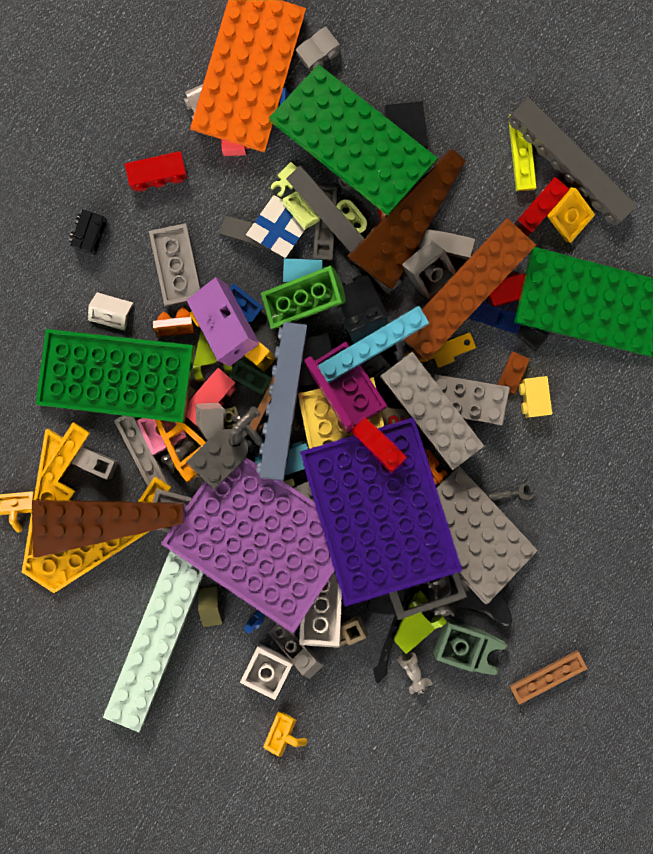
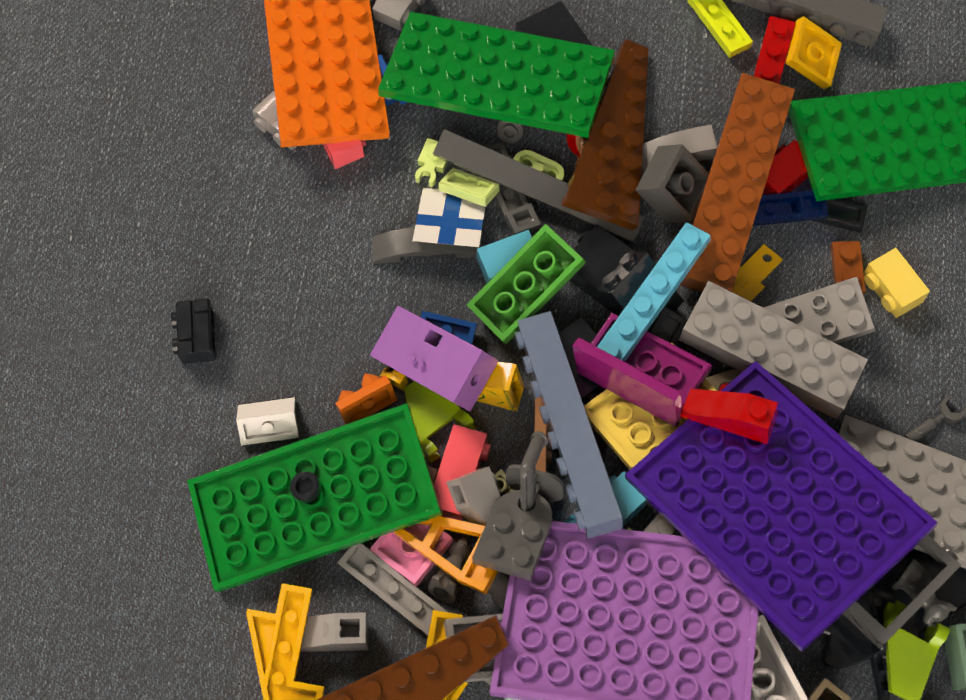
camera: 20 degrees left, 20 degrees down
(111, 369) = (305, 487): none -> black tile
(156, 171) = (255, 219): red brick -> none
(175, 263) = (331, 322): light grey plate -> none
(250, 377) = (505, 419): clear green brick -> none

